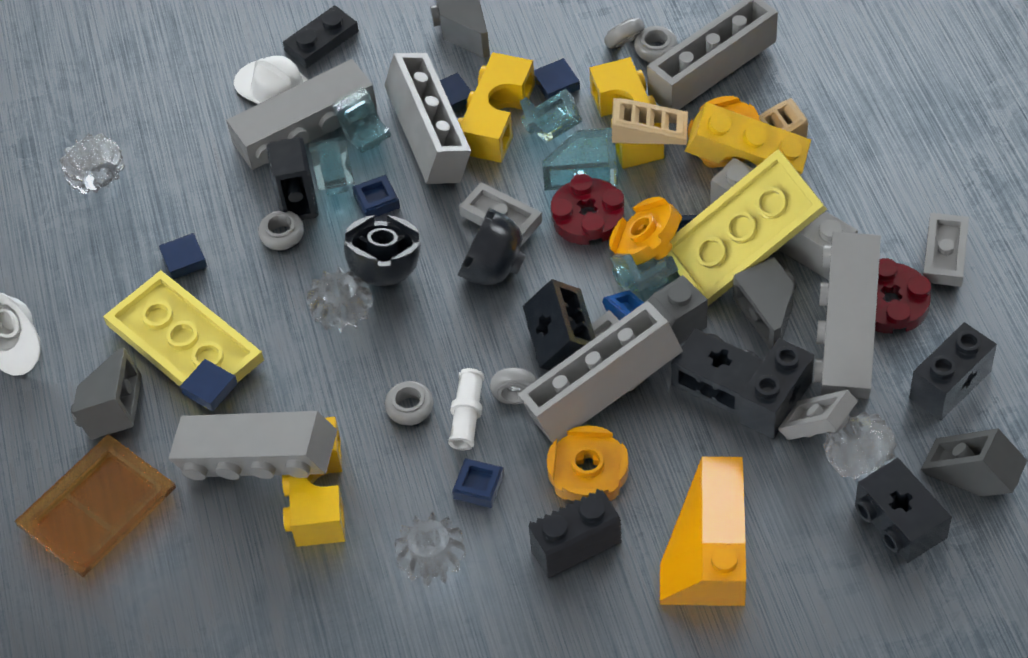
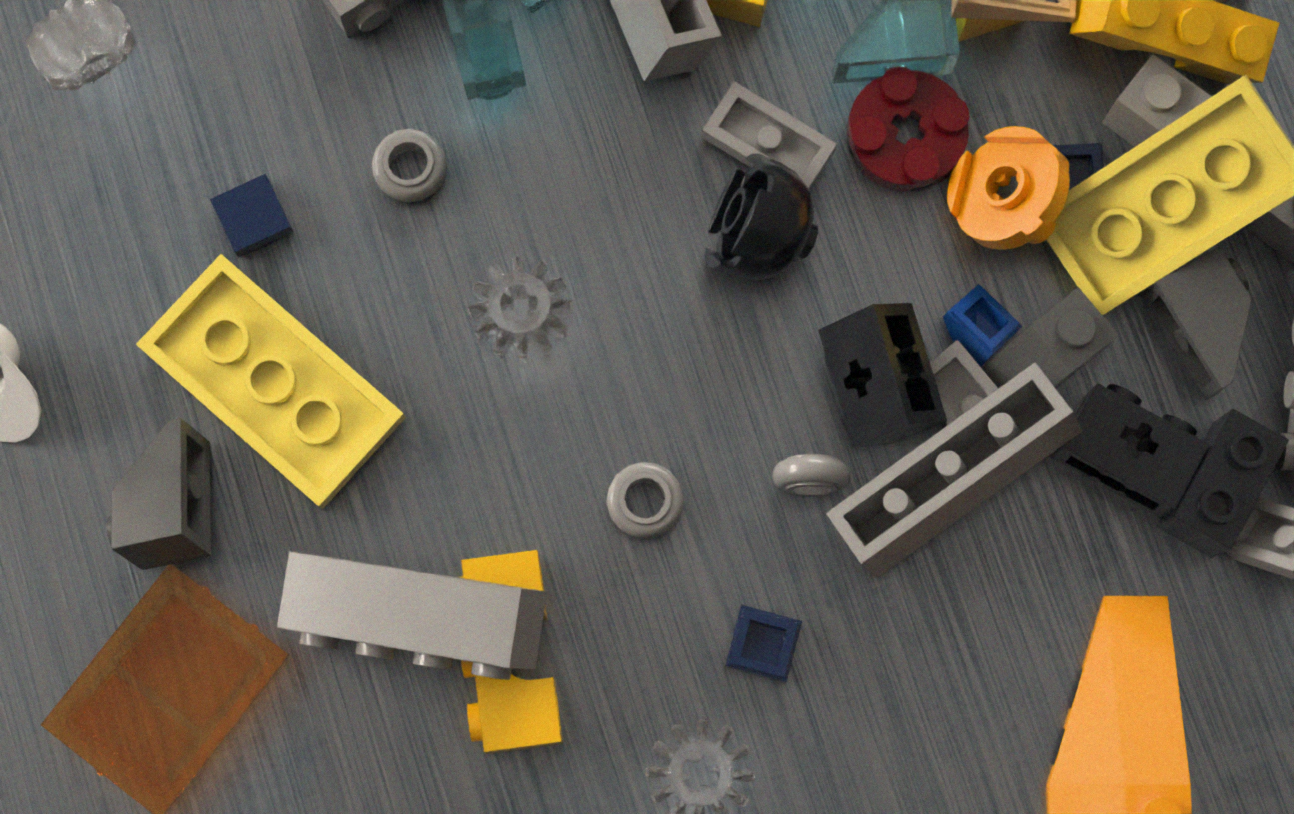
camera: 10 degrees left, 25 degrees up
(208, 385) = (326, 484): dark blue tile -> none
(292, 177) = (424, 81): black brick -> none
(376, 196) = (560, 99): dark blue tile -> none
(382, 250) = (586, 226): black cylinder -> none
(466, 409) = (737, 515): white pin -> none
(575, 533) = (923, 748): black brick -> none
(582, 443) = (958, 591): light orange plate -> none
(645, 276) = (1005, 271): clear light blue bracket -> none

